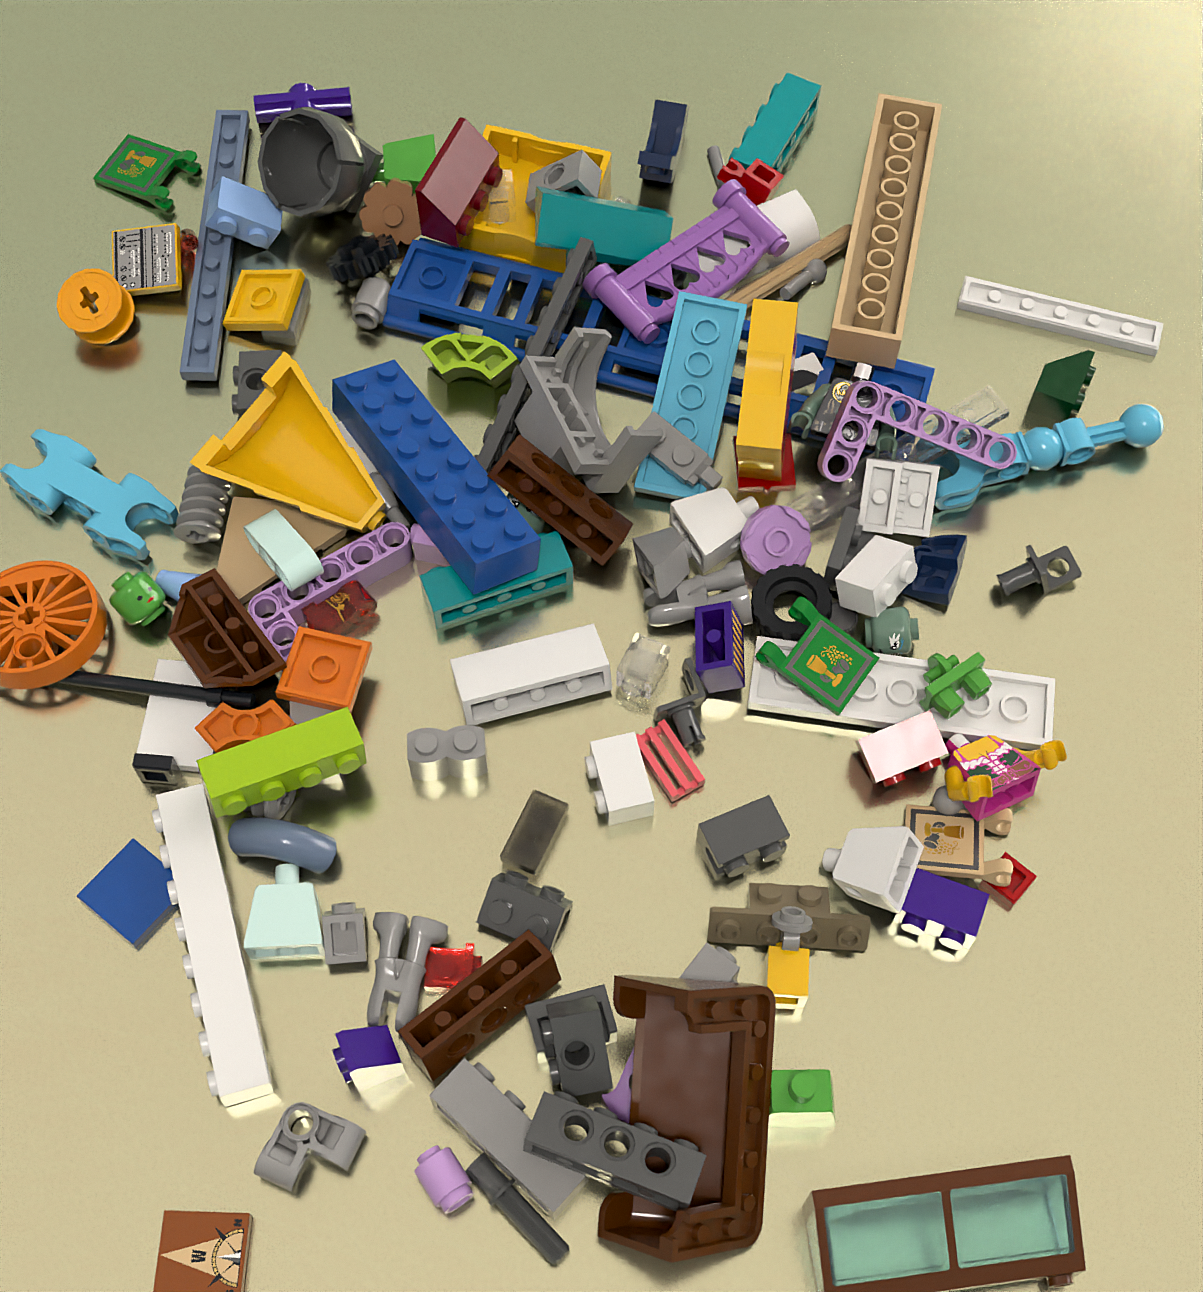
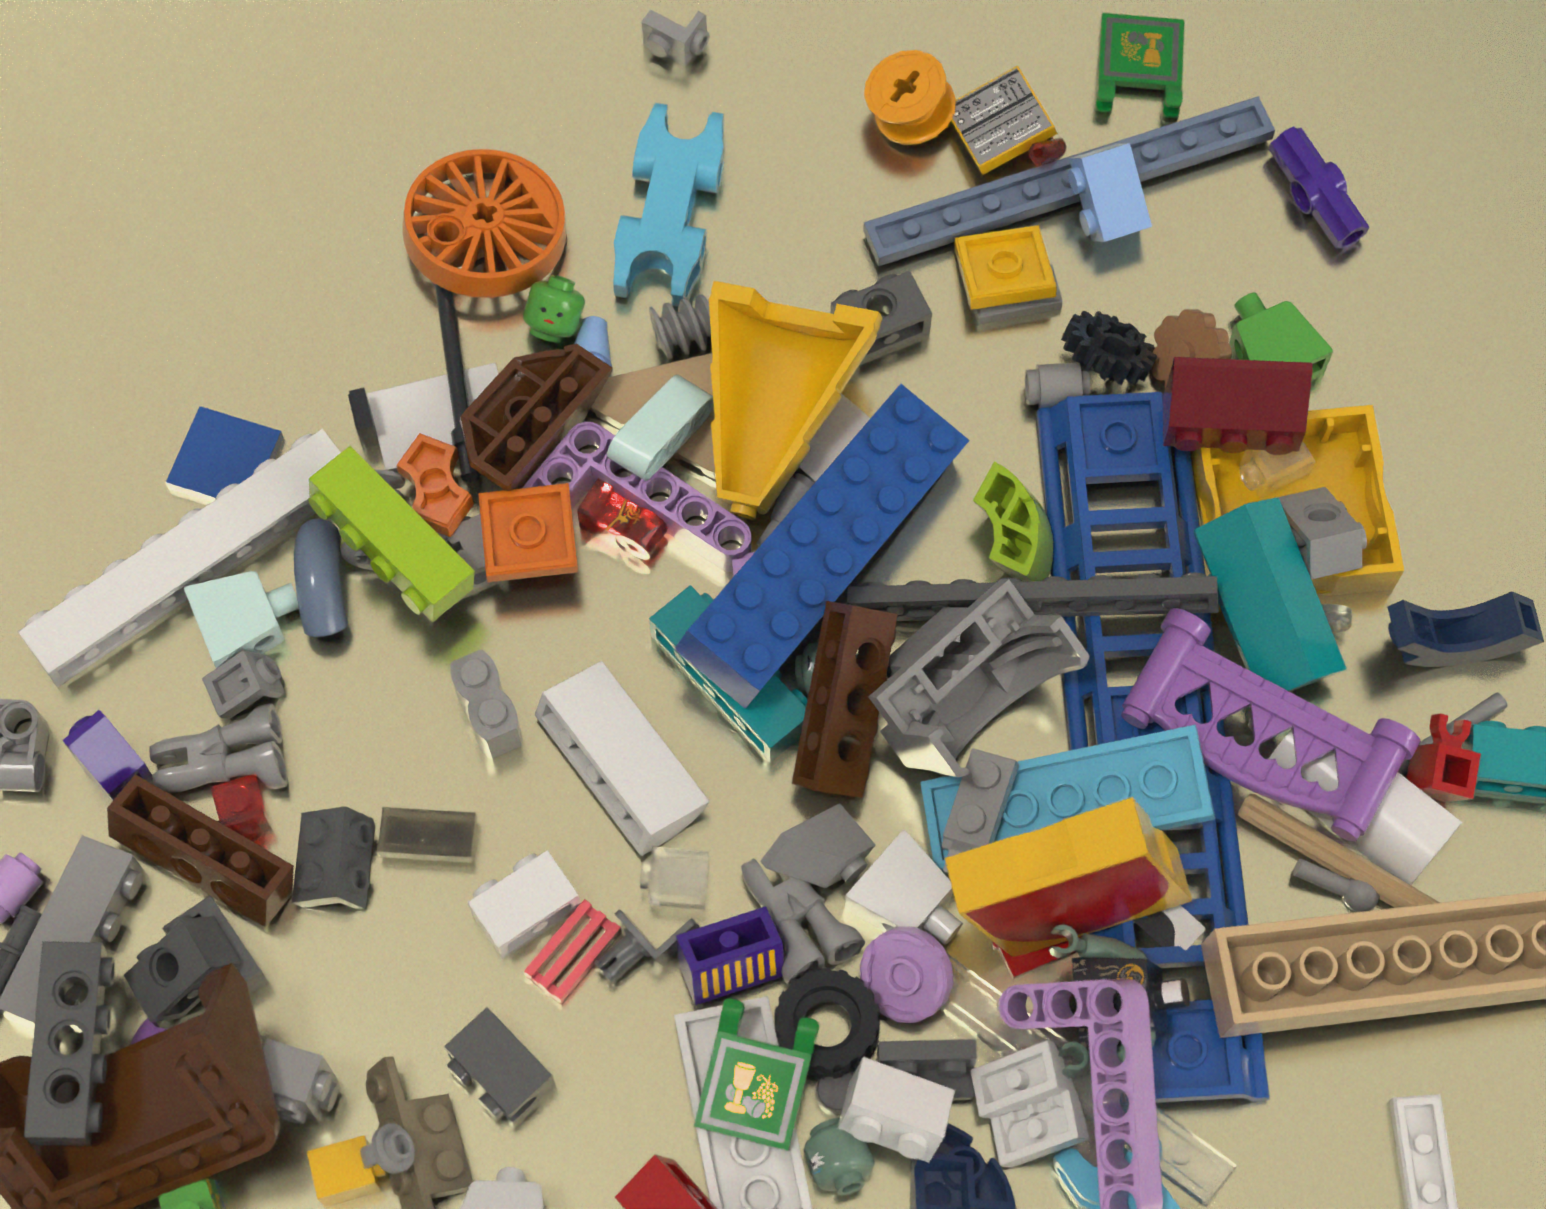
camera: 70 degrees right, 5 degrees up
(315, 164) = (1205, 239): dark grey plate -> none

